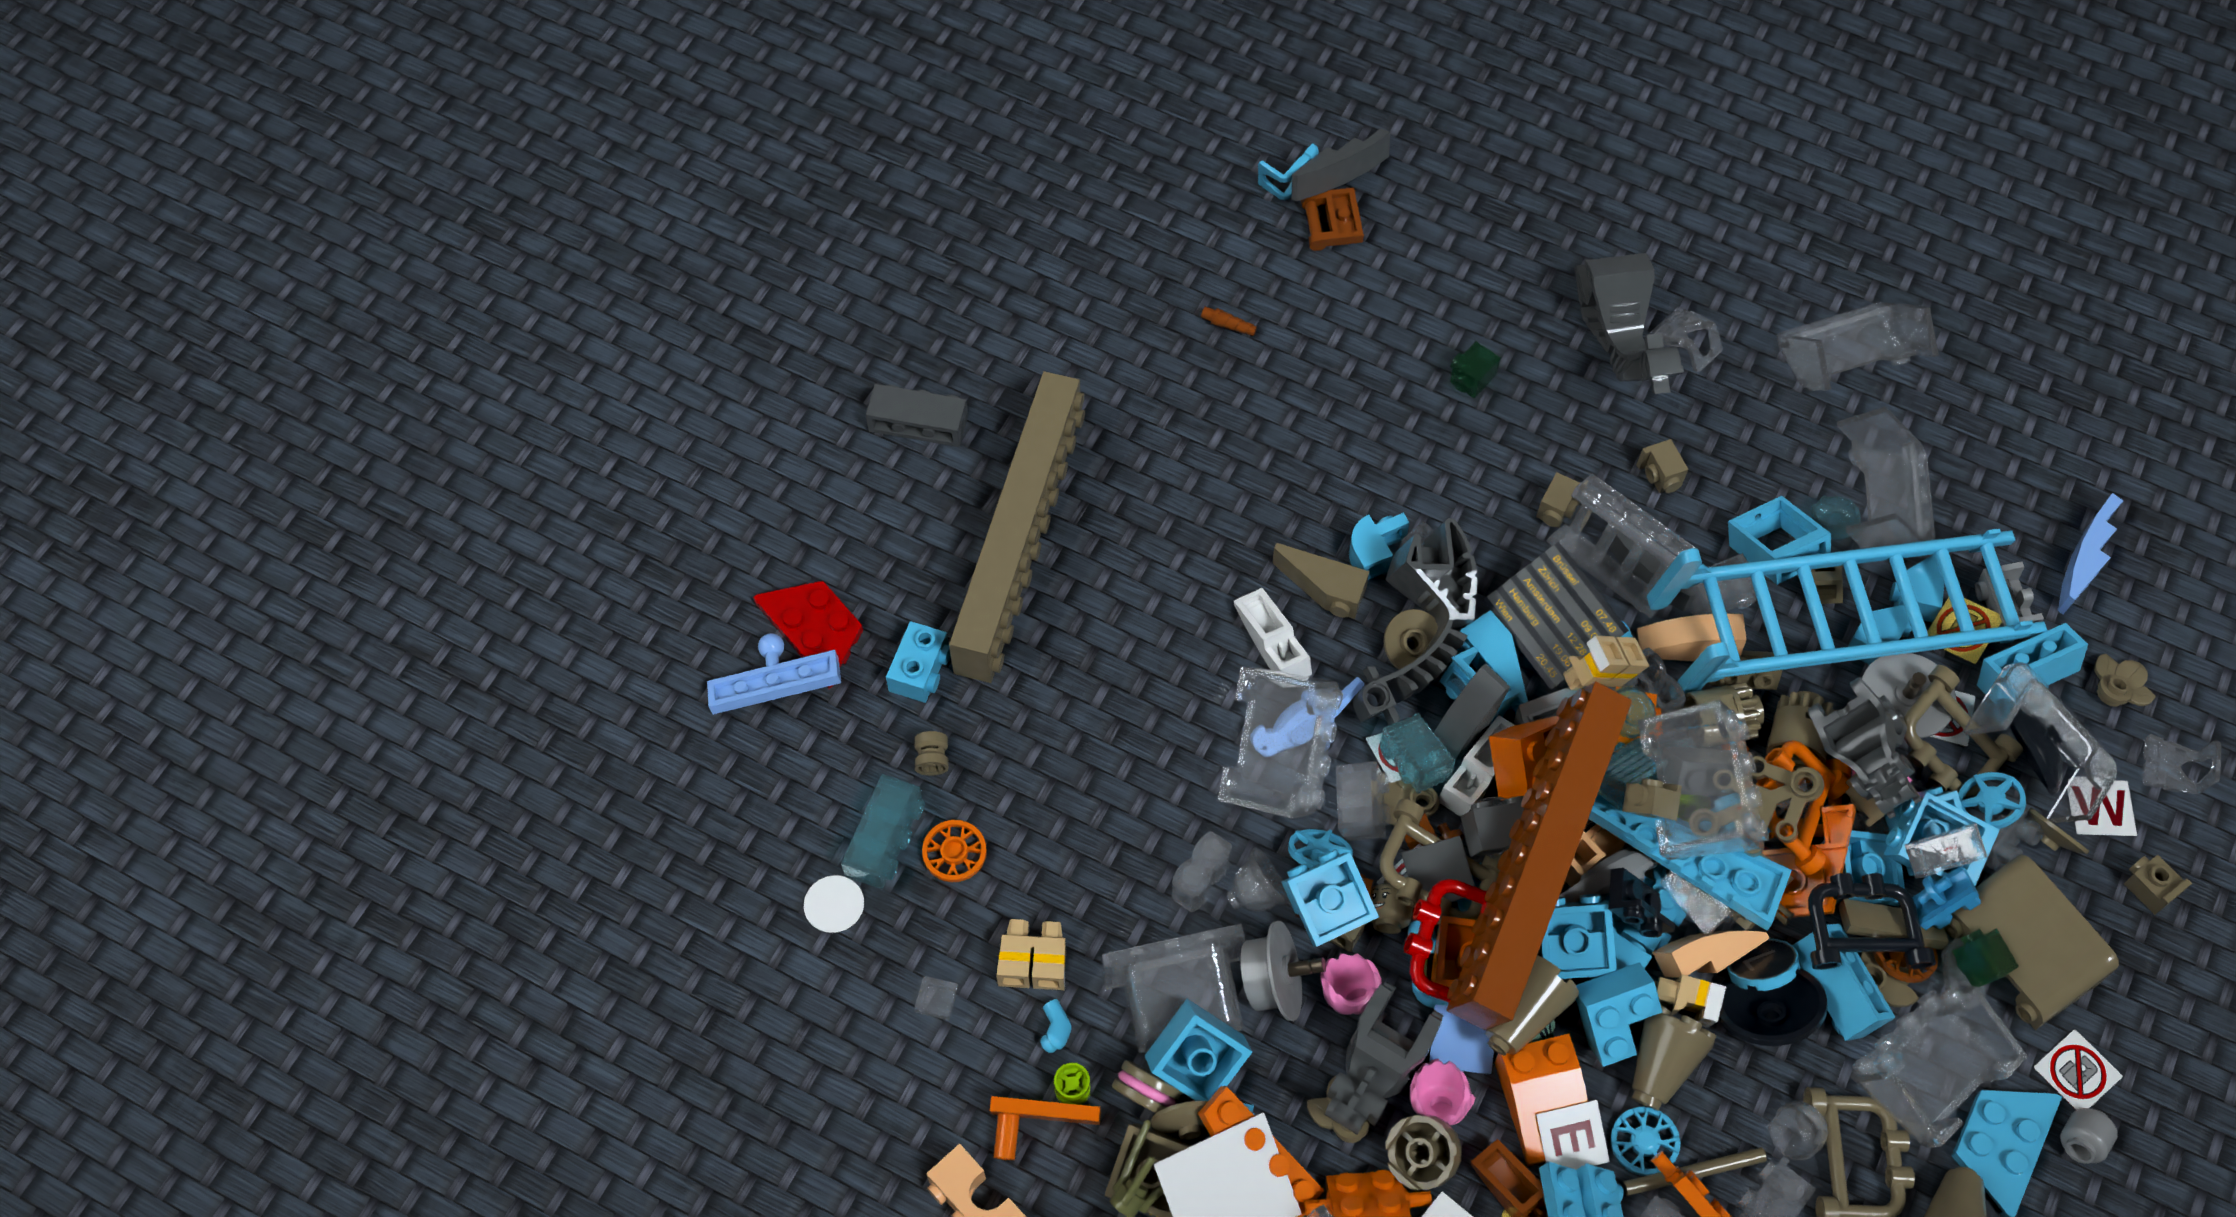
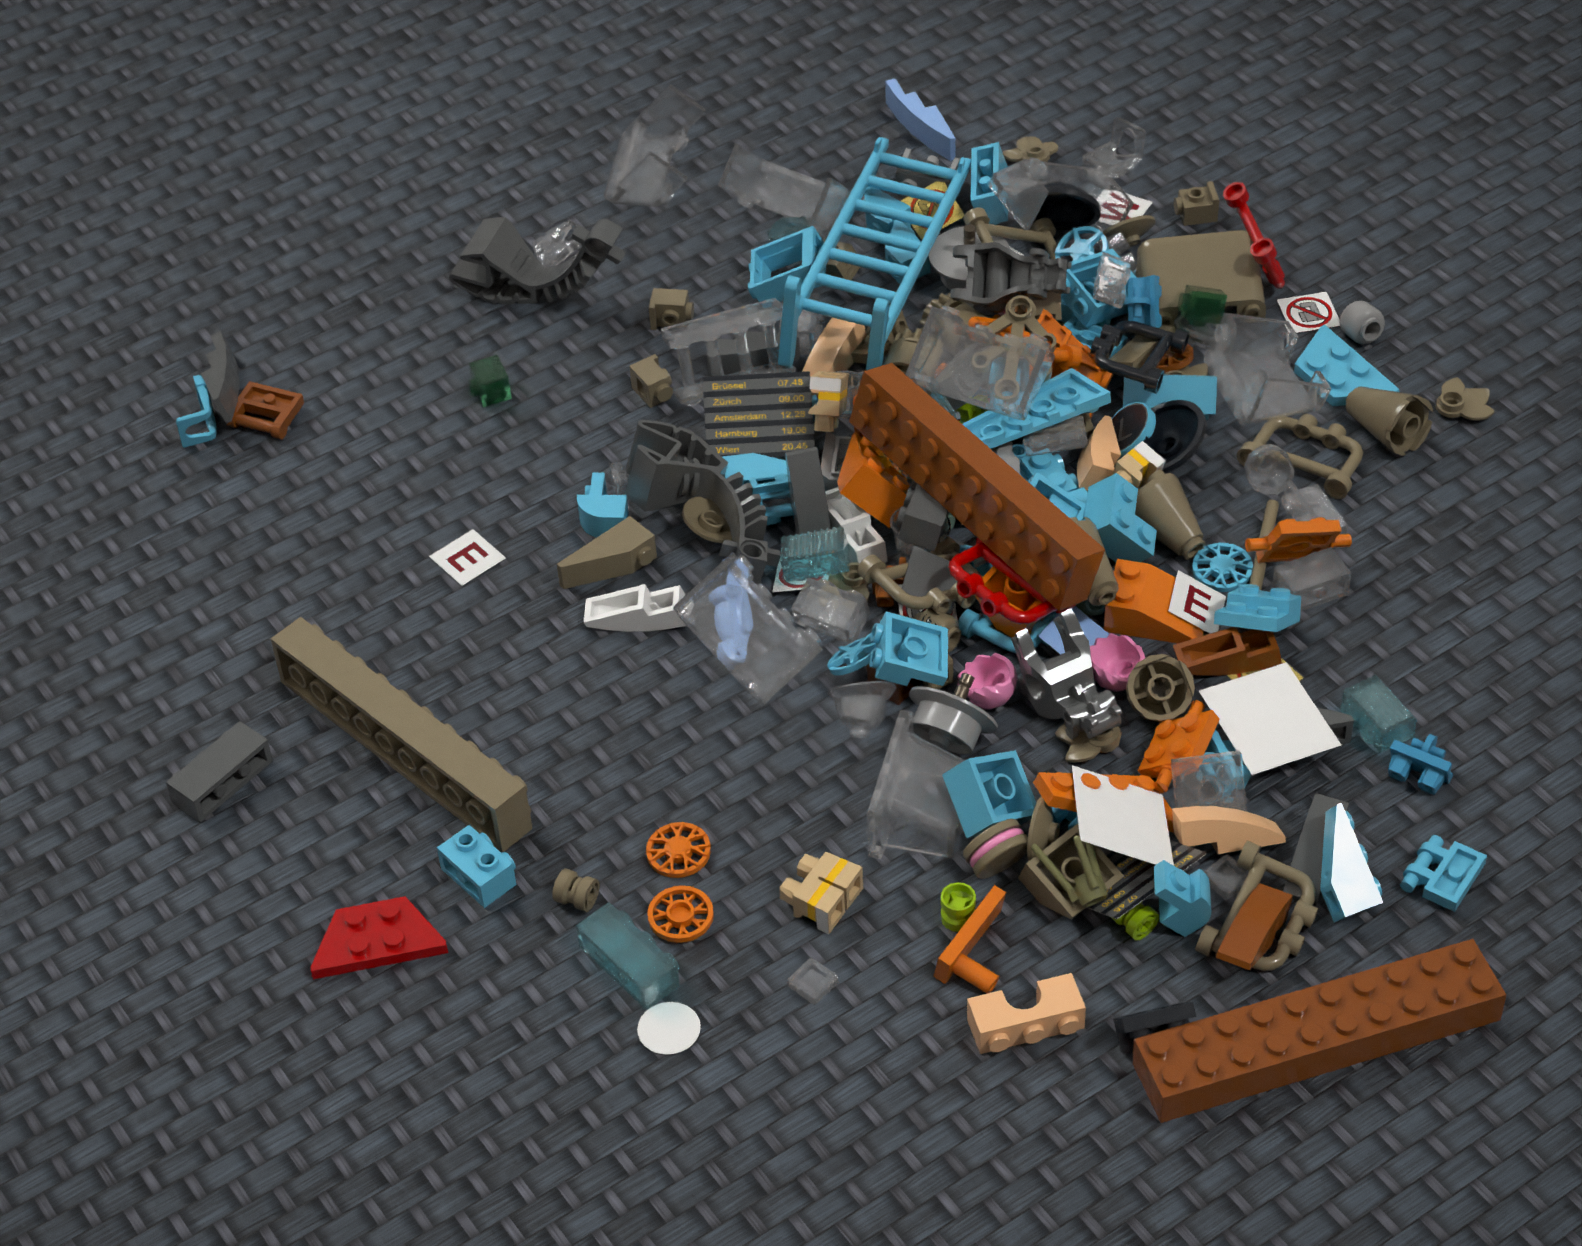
camera: 60 degrees left, 15 degrees down
(775, 679) = (414, 983): light blue plate -> none
(1025, 812) = (678, 849): none -> orange wheel
(1059, 1028) = (896, 898): medium azure arm -> none
(1196, 875) = (822, 741): clear brick -> none
(1227, 320) = (305, 520): dark orange animal -> none
(1263, 467) = (467, 557): none -> white sticker
(1637, 904) = (1053, 463): black bracket -> none
(1652, 799) = (972, 402): dark tan brick -> none
(2088, 985) = (1262, 248): none -> red bar

